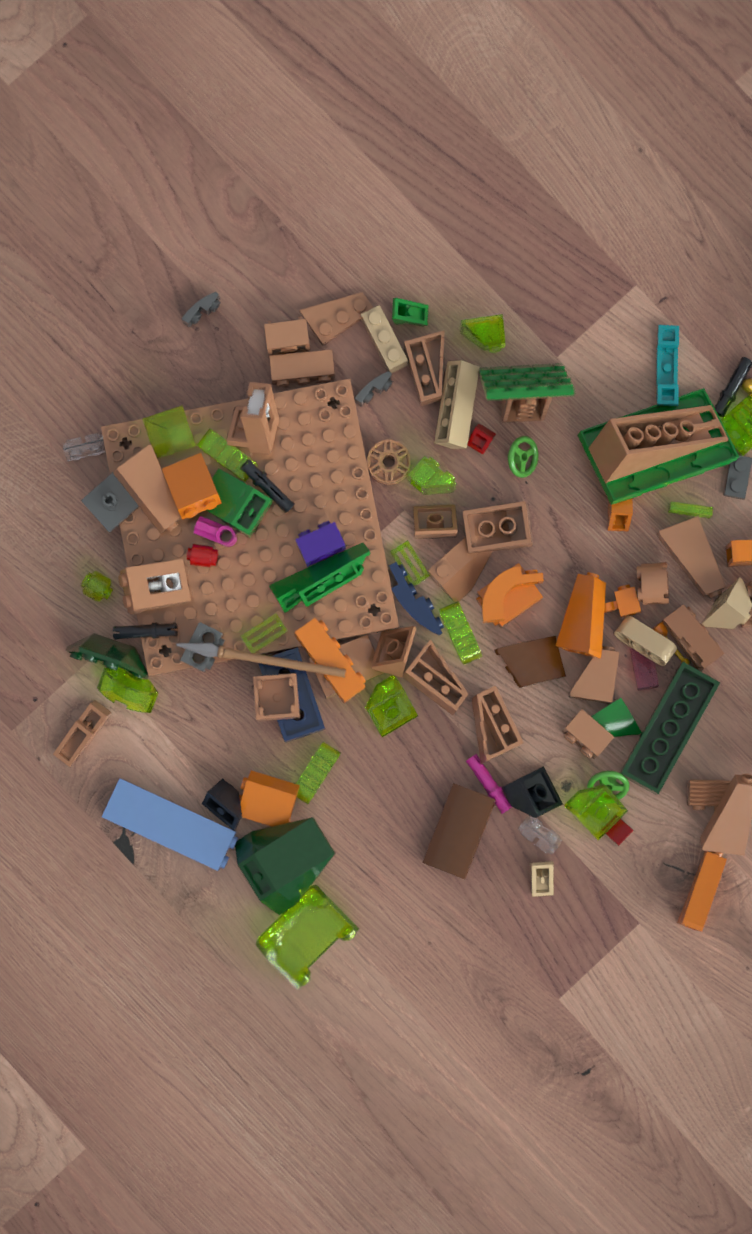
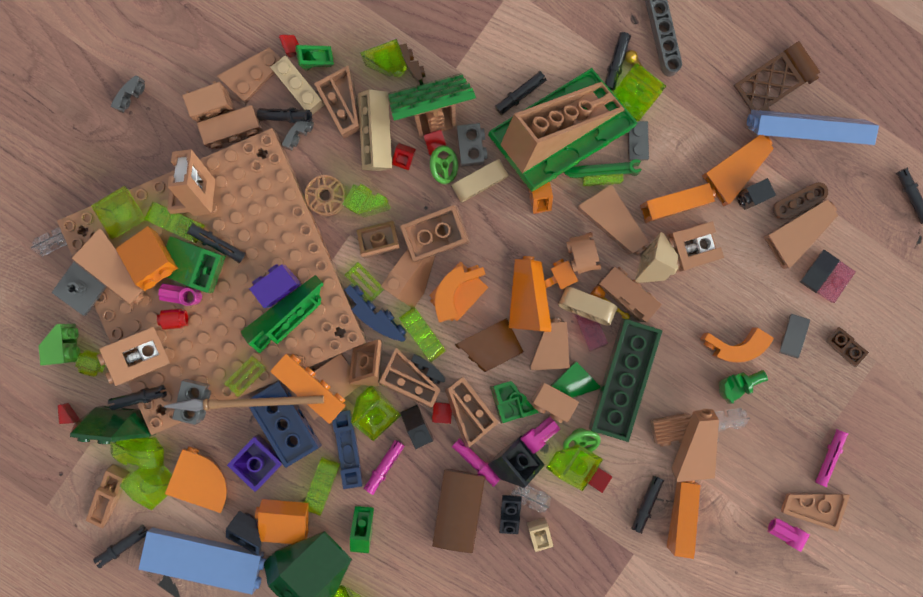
camera: 10 degrees left, 5 degrees up
(58, 636) = (66, 414): none -> red slope
(70, 560) = (60, 345): none -> bright green slope
(84, 791) = (115, 550): none -> black pin
(131, 731) = (147, 486): none -> clear neon green slope
(186, 737) = (198, 481): none -> orange brick
(252, 735) = (255, 463): none -> dark purple slope
(276, 697) = (267, 432): nougat container -> none
(349, 829) = (361, 529): none -> green slope
(352, 739) = (347, 450): none -> dark blue slope
(371, 369) = (291, 115): none -> black pin
(380, 774) = (384, 466): none -> dark pink pin
(385, 294) = (289, 43): none -> red slope
(433, 731) = (416, 426): none -> black slope
(463, 675) = (433, 372): none -> black slope
(463, 722) = (442, 413): none -> red slope
(513, 347) = (413, 67): none -> reddish brown slope
(514, 848) = (510, 514): none -> black slope
(517, 428) = (434, 140): none -> red slope
(540, 728) = (510, 402): none -> green slope
(552, 441) = (467, 145): none -> dark grey brick
(558, 482) = (480, 180): none -> tan beam
(561, 770) = (537, 437): none -> dark pink piece
(621, 398) = (513, 98): none -> black pin
(663, 873) = (647, 504): none -> black pin
(667, 365) = (554, 54): teal slope -> none
(716, 502) = (604, 169): none -> green piece

